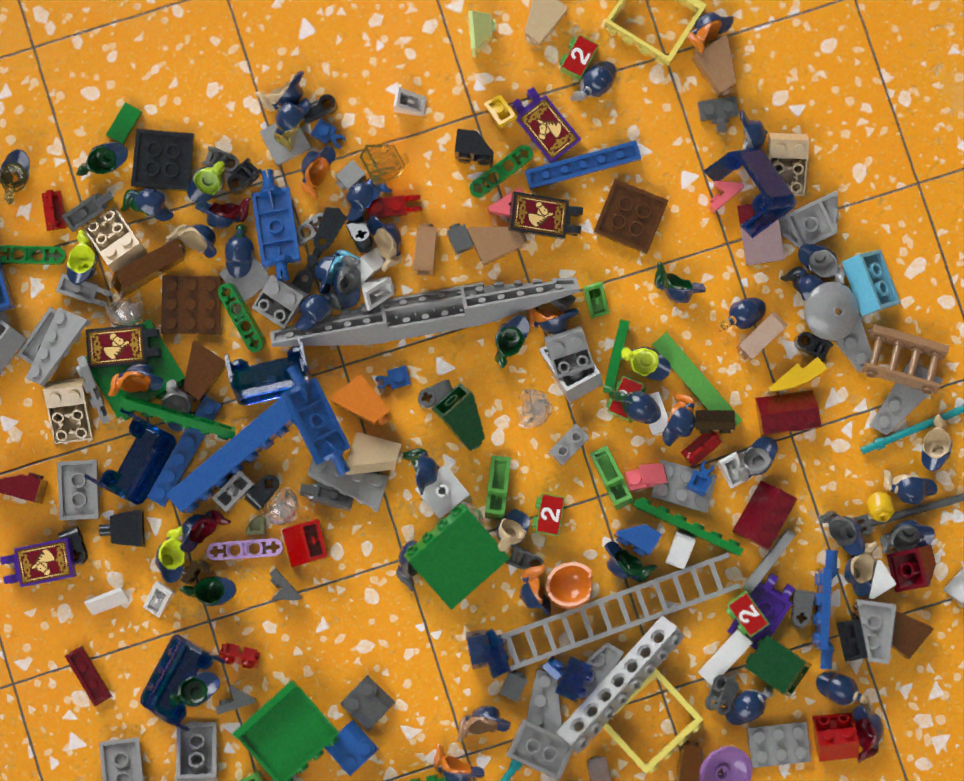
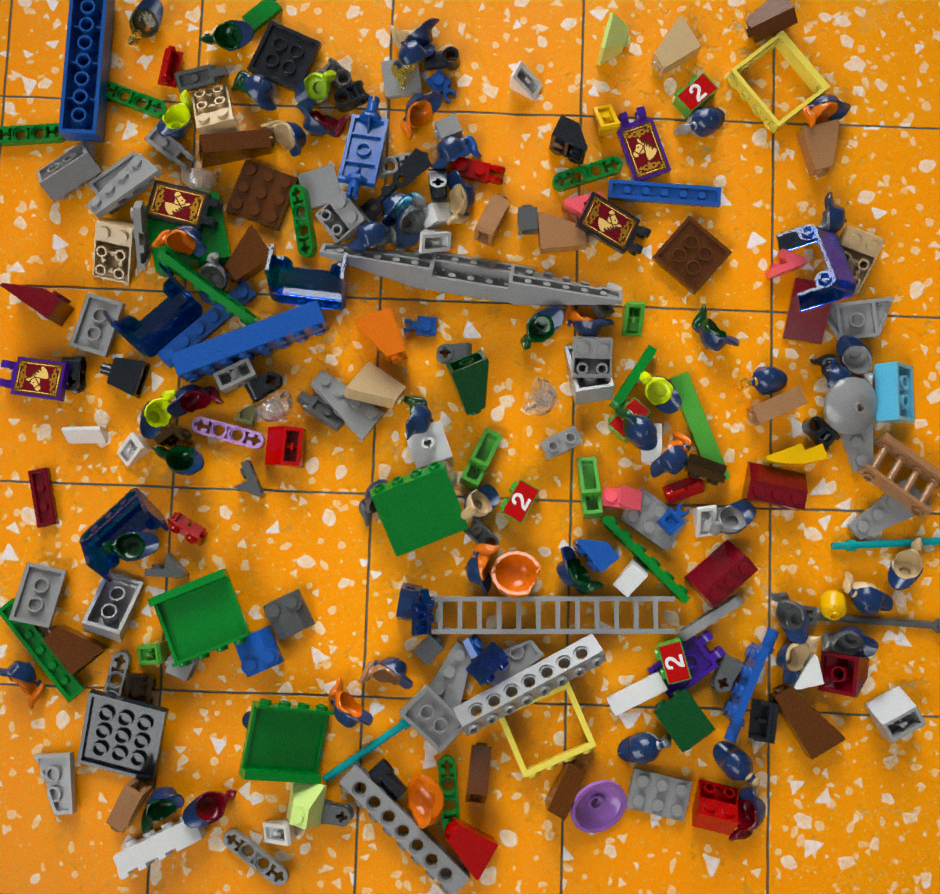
camera: 20 degrees right, 0 degrees up
(239, 253) = (322, 161): dark blue hair -> none
(316, 421) = (333, 335): blue plate -> none
(383, 162) = (482, 126): clear yellow torso -> none
(718, 111) = (805, 189): dark grey hinge -> none
(722, 692) = (623, 726): dark grey piece -> none
(877, 627) = (793, 720): light grey wing -> none

